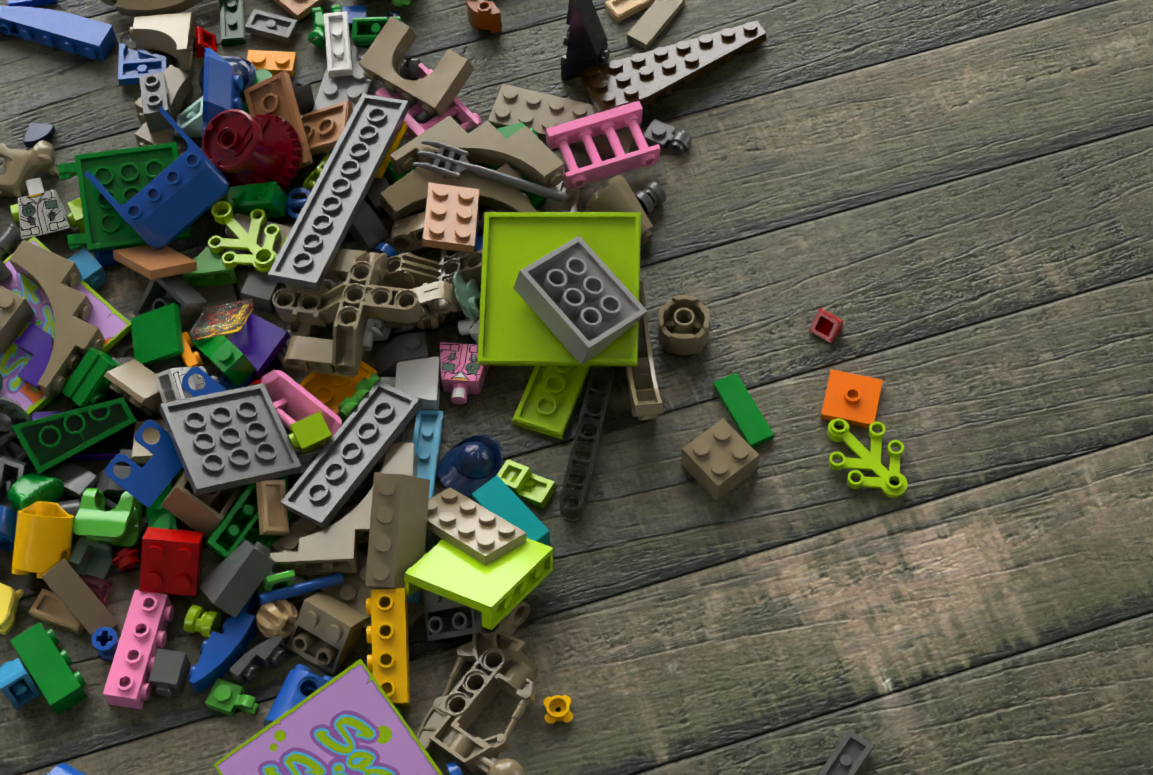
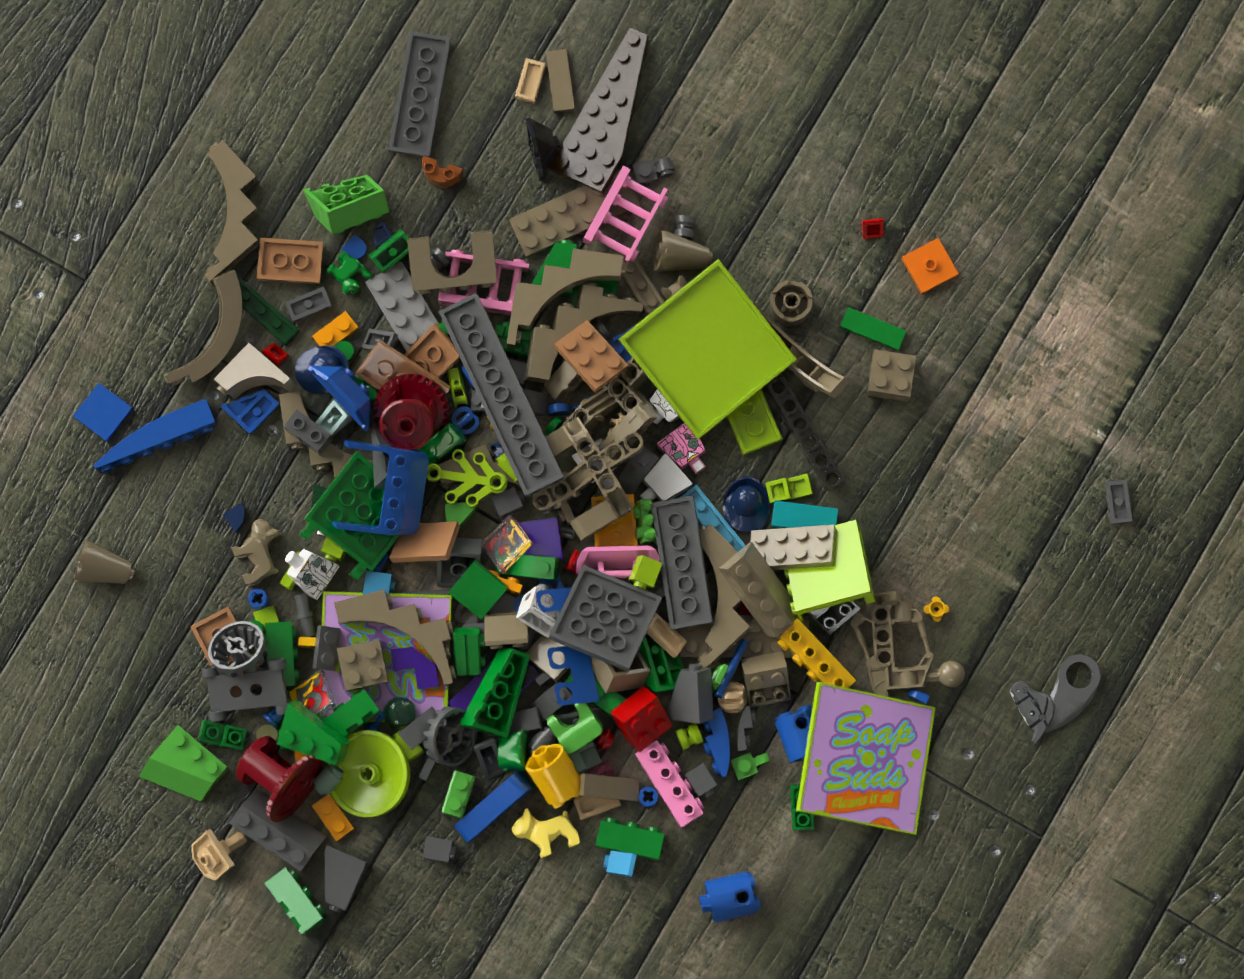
camera: 45 degrees left, 20 degrees up
(338, 44) = (374, 283): white tile -> none
(463, 165) = (561, 311): dark grey piece -> none
(467, 296) = (655, 403): sand green plate -> none
(579, 299) = (731, 349): light grey slope -> none
(868, 460) = (975, 299): lime plant -> none

